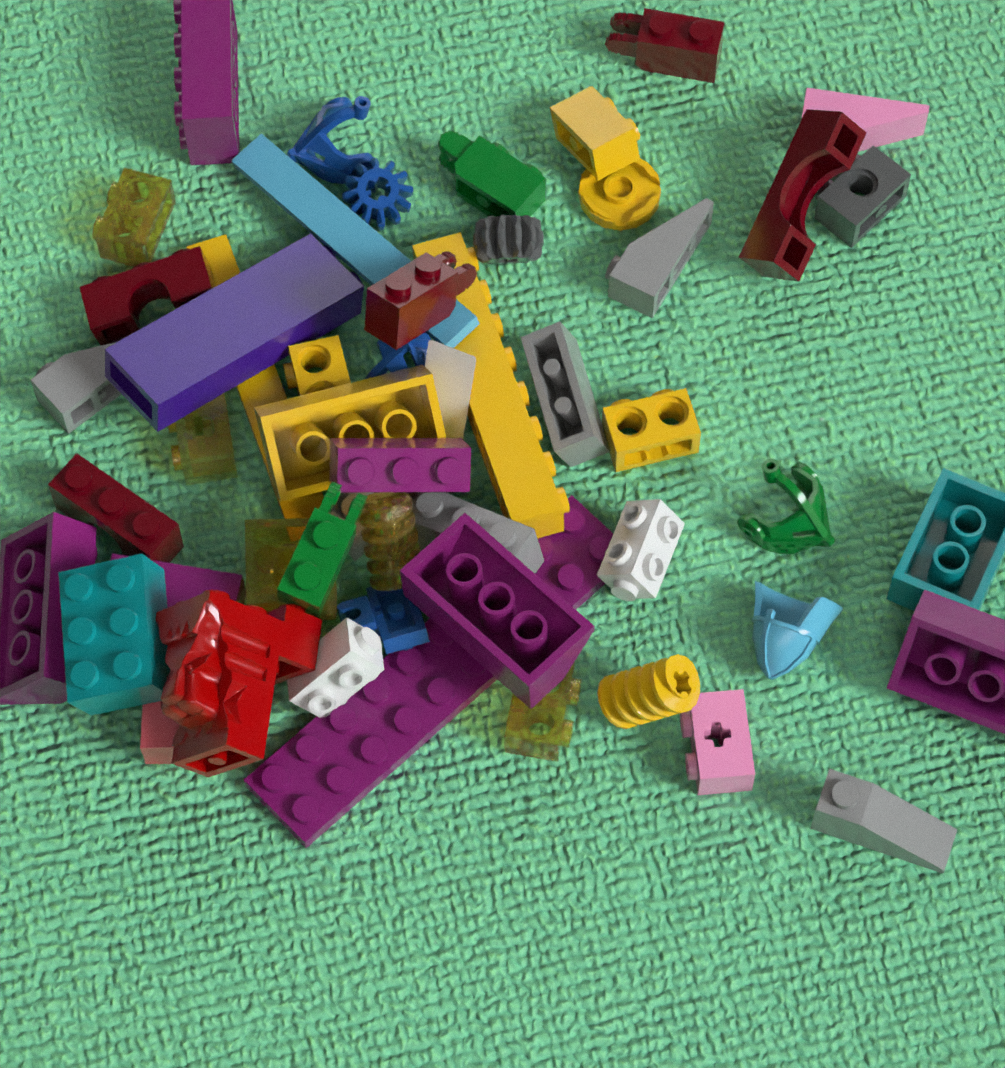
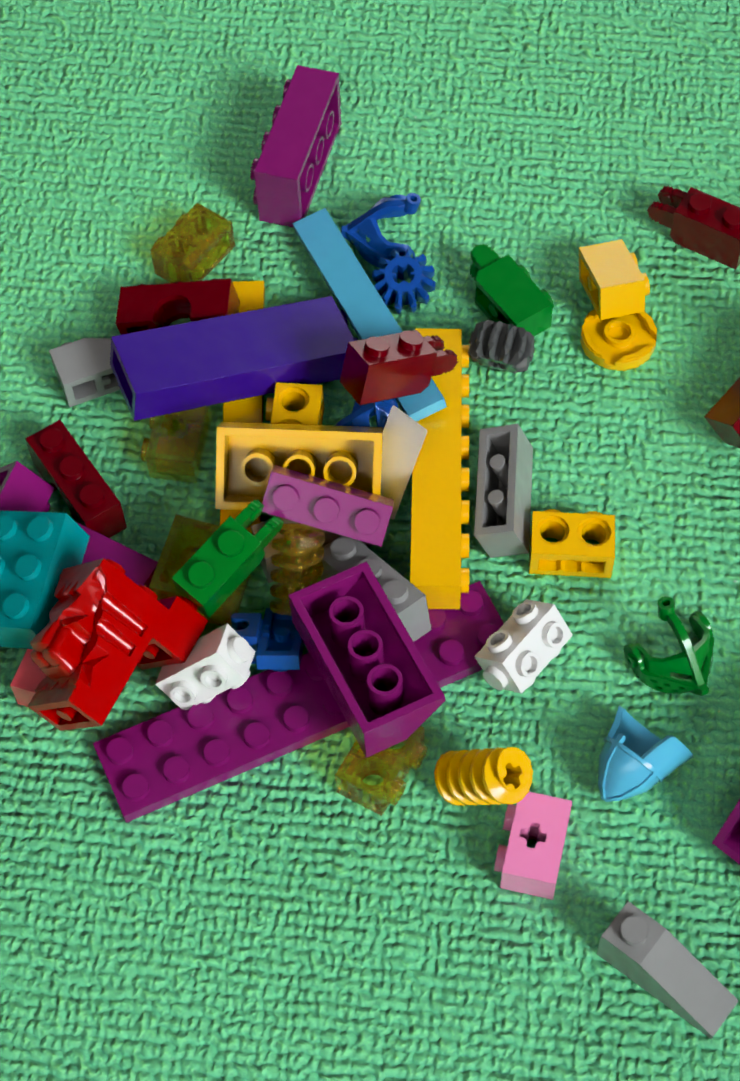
camera: 20 degrees right, 5 degrees down
(656, 259) = (631, 399): light grey slope -> none

